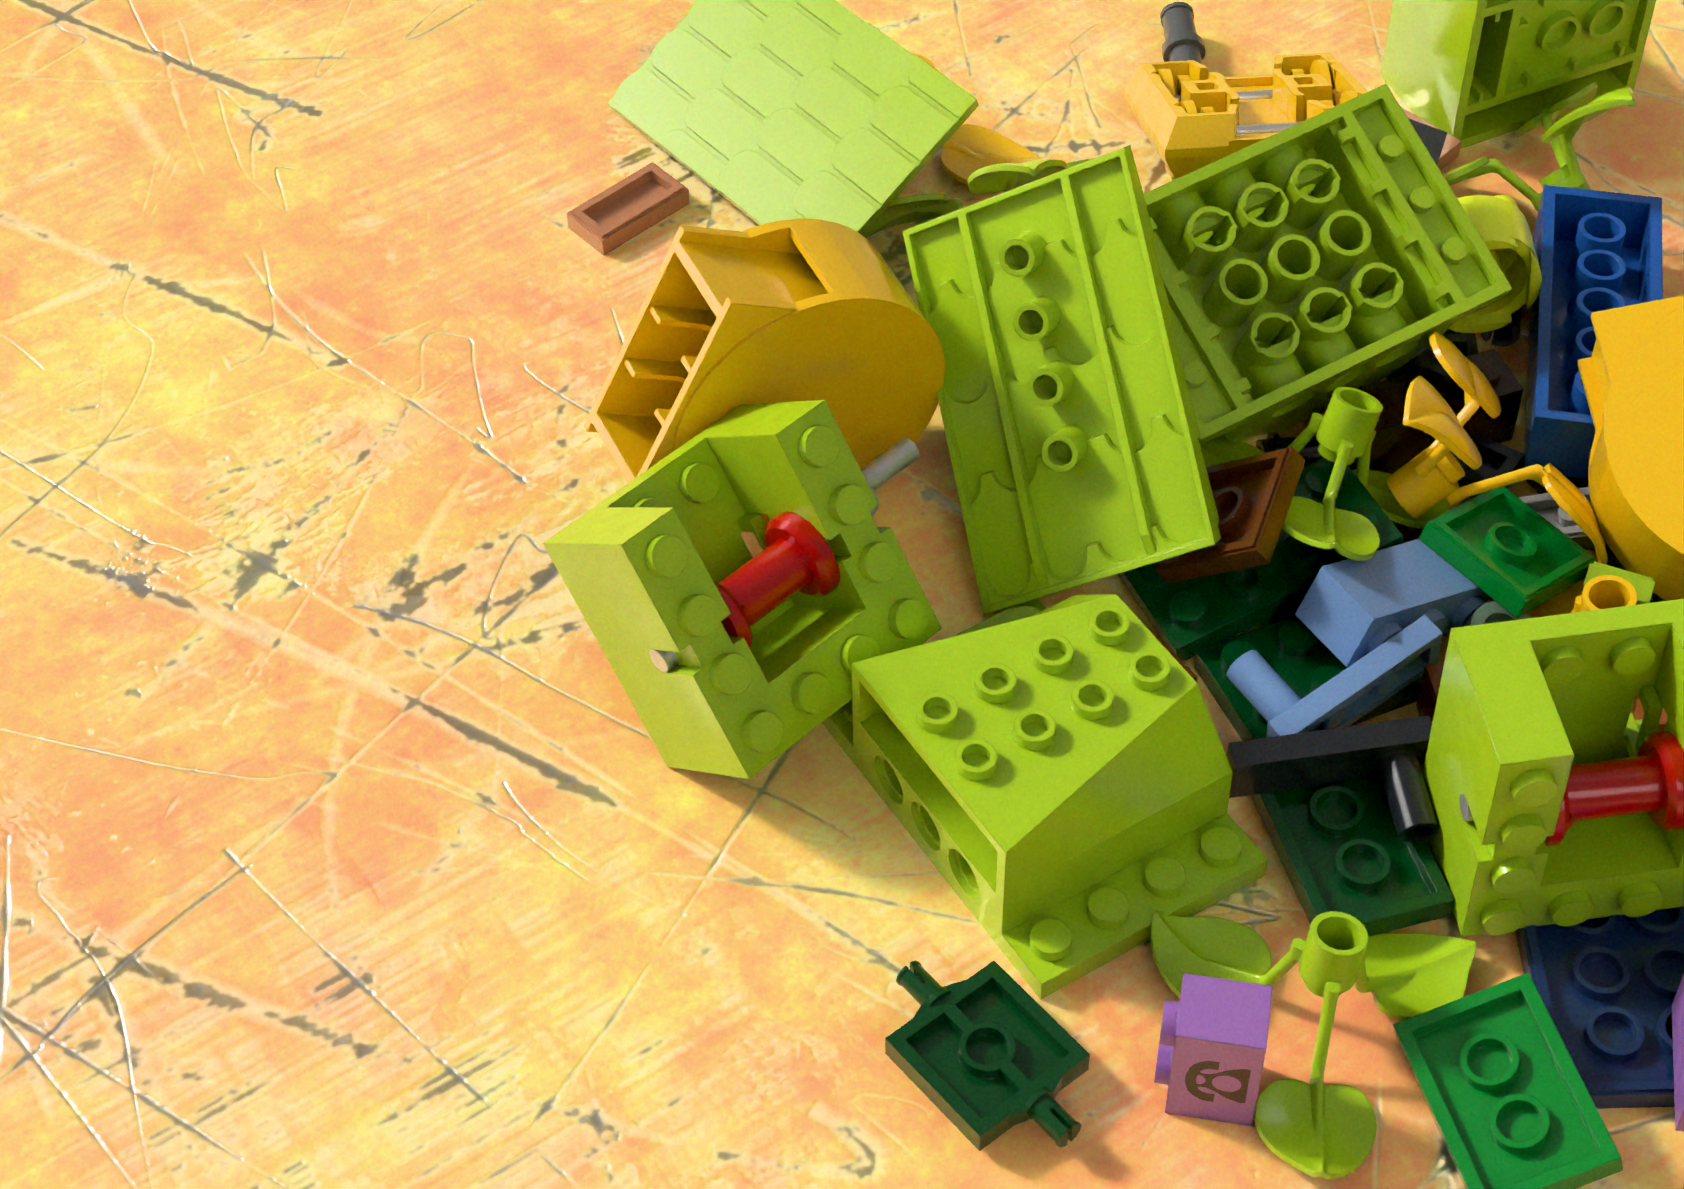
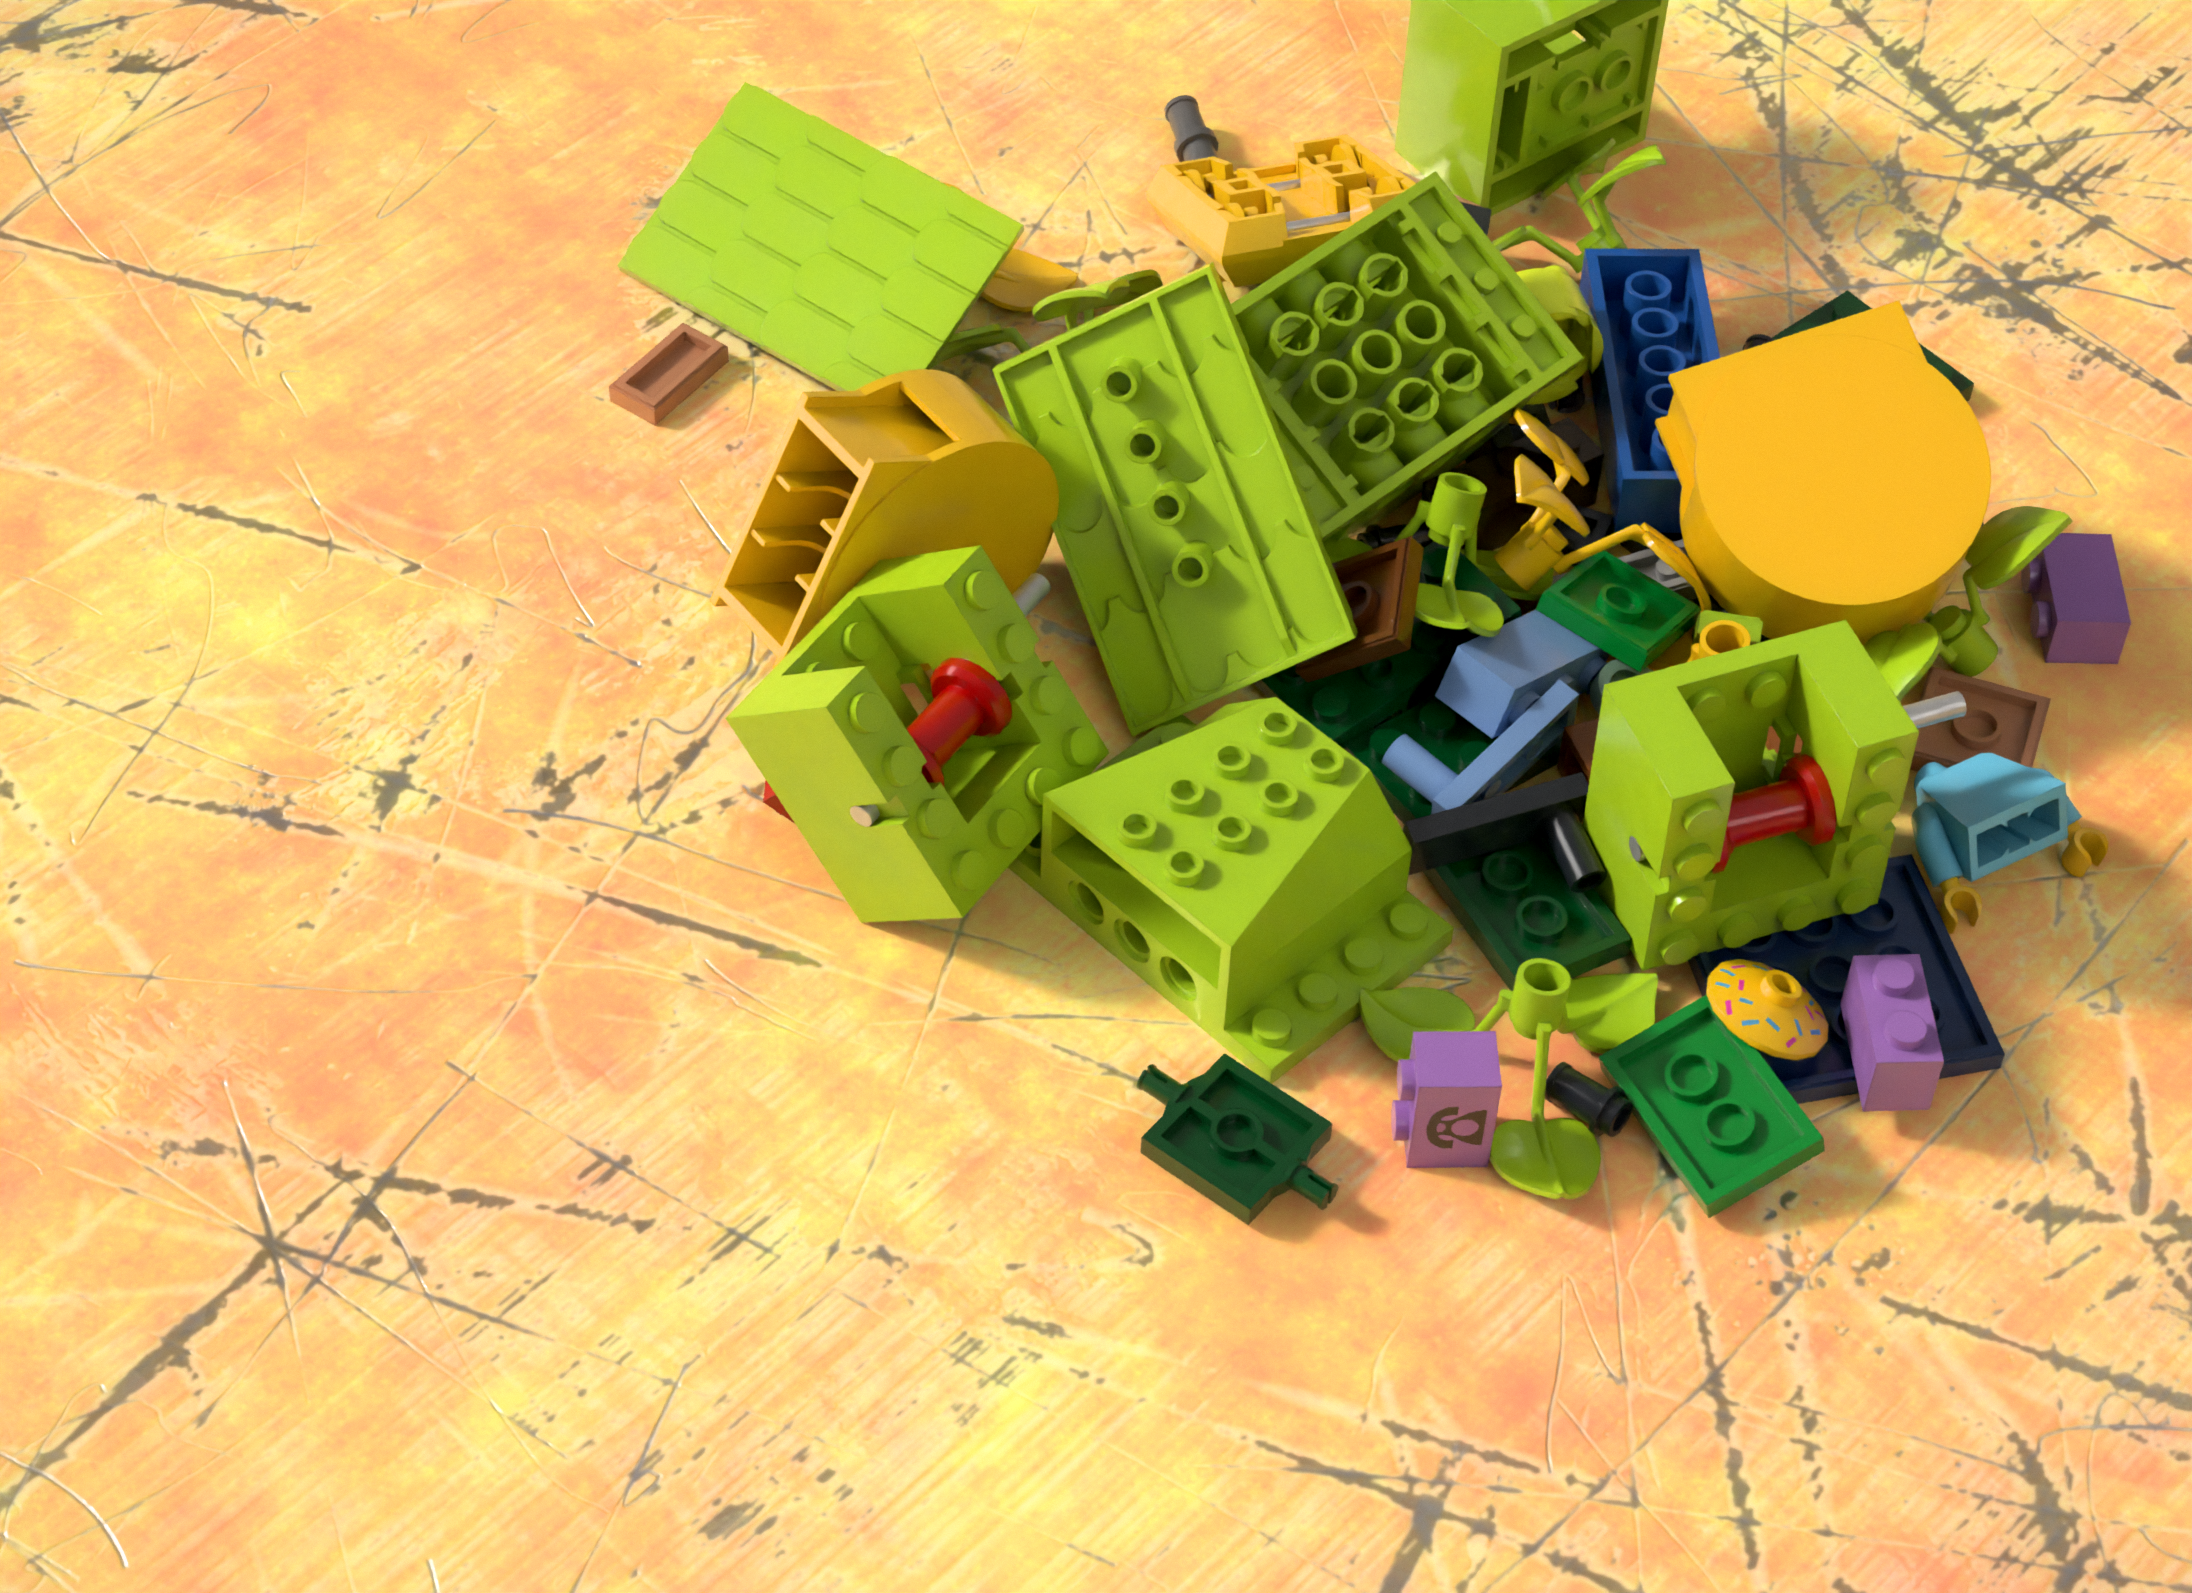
camera: 15 degrees left, 0 degrees up
(1387, 1083) = (1588, 1100): none -> black pin
(1586, 1001) = (1767, 1009): none -> yellow dish

